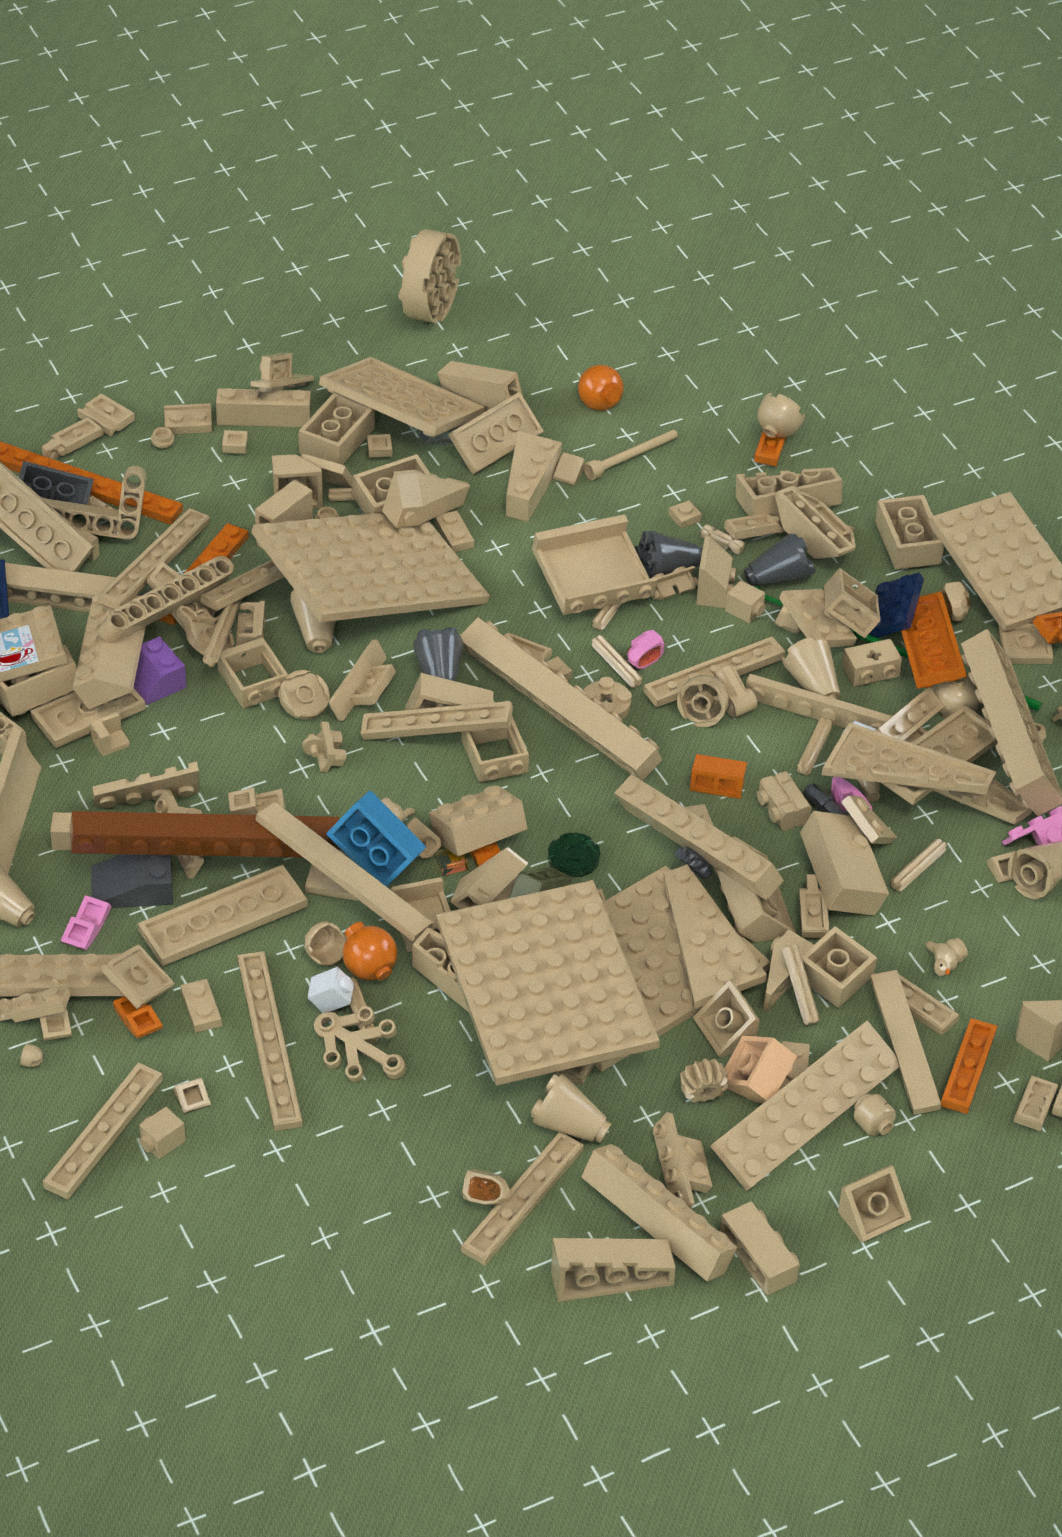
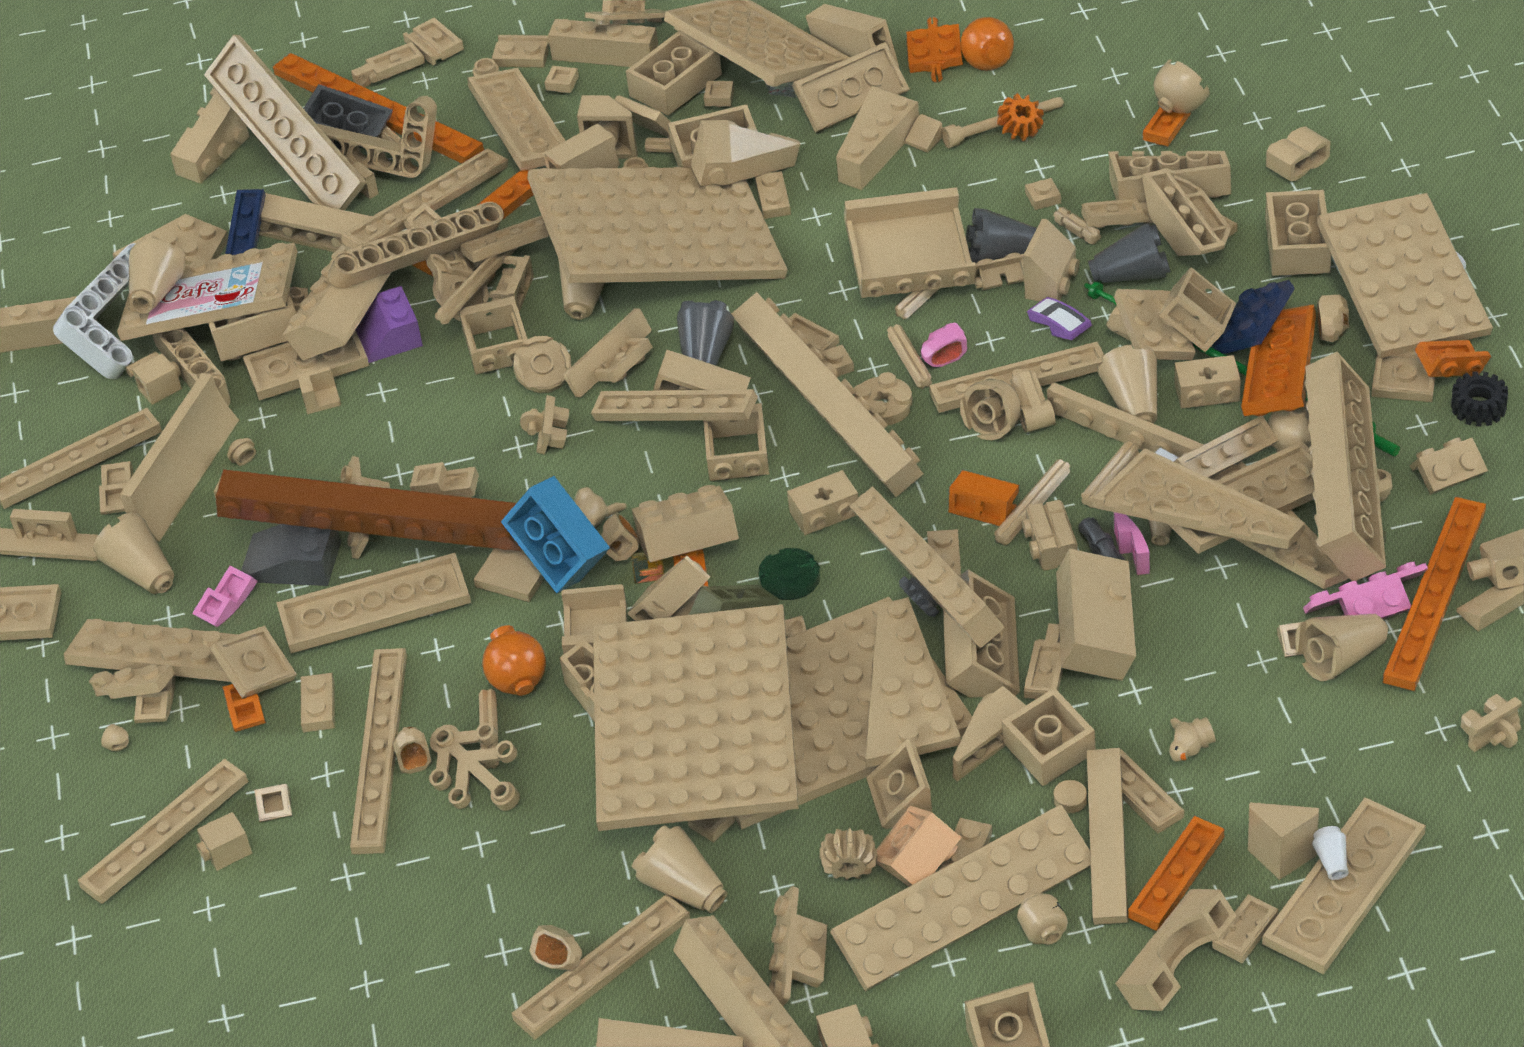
camera: 20 degrees right, 0 degrees up
(57, 794) = (241, 451): none -> tan plate
(147, 787) = (334, 452): tan wing -> none
(209, 478) = (516, 116): none -> tan plate
(302, 1037) = (411, 750): none -> rock
(325, 943) = (467, 645): tan hair -> none
(330, 990) = (458, 700): white brick -> none
(343, 871) = (508, 566): tan tile -> none
(553, 394) = (934, 48): none -> orange plate
(586, 792) = (822, 502): none -> tan brick
(649, 449) = (1020, 117): none -> orange gear
(736, 619) = (1060, 317): none -> slope
(745, 602) = (1080, 295): tan brick -> none
(759, 771) = (1037, 495): none -> tan axle
(801, 984) = (998, 753): tan axle -> none
(863, 1011) = (1070, 795): none -> tan tile
(868, 821) = (1137, 568): tan wing -> none
(886, 465) = (1297, 153): none -> tan brick
(918, 865) = (1191, 625): tan axle -> none
(998, 1101) = (1195, 921): none -> tan arch

